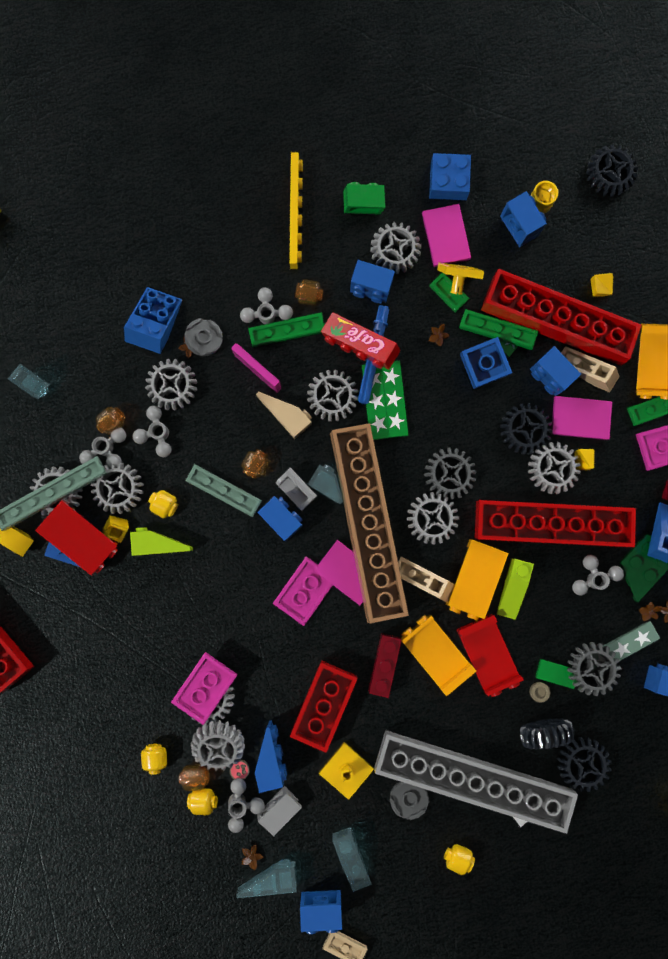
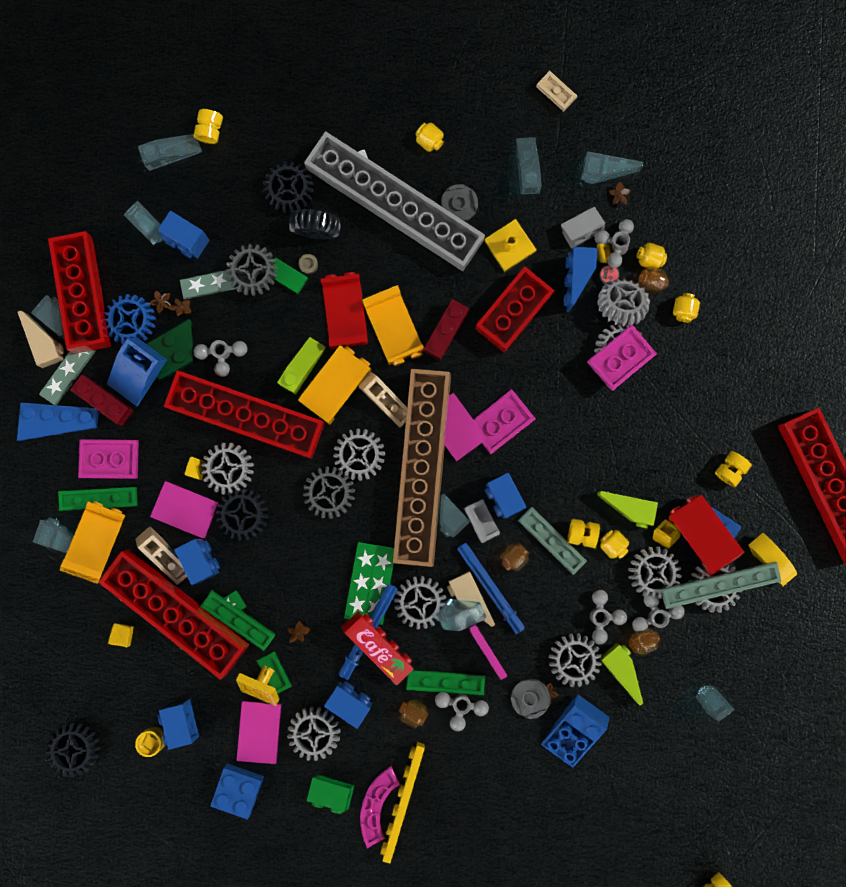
camera: 165 degrees left, 0 degrees up
(63, 616) = (736, 463): none -> yellow wheel
(125, 390) = (622, 668): none -> lime slope
(202, 505) = (577, 530): none -> yellow wheel
(251, 791) = (603, 252): none -> yellow slope
(269, 428) = (491, 589): none -> blue axle
(291, 393) = (460, 614): none -> clear light blue slope
(321, 911) = (569, 128): blue brick -> none
(322, 201) = (372, 805): none -> dark pink tile
(485, 363) = (261, 589): blue brick -> none

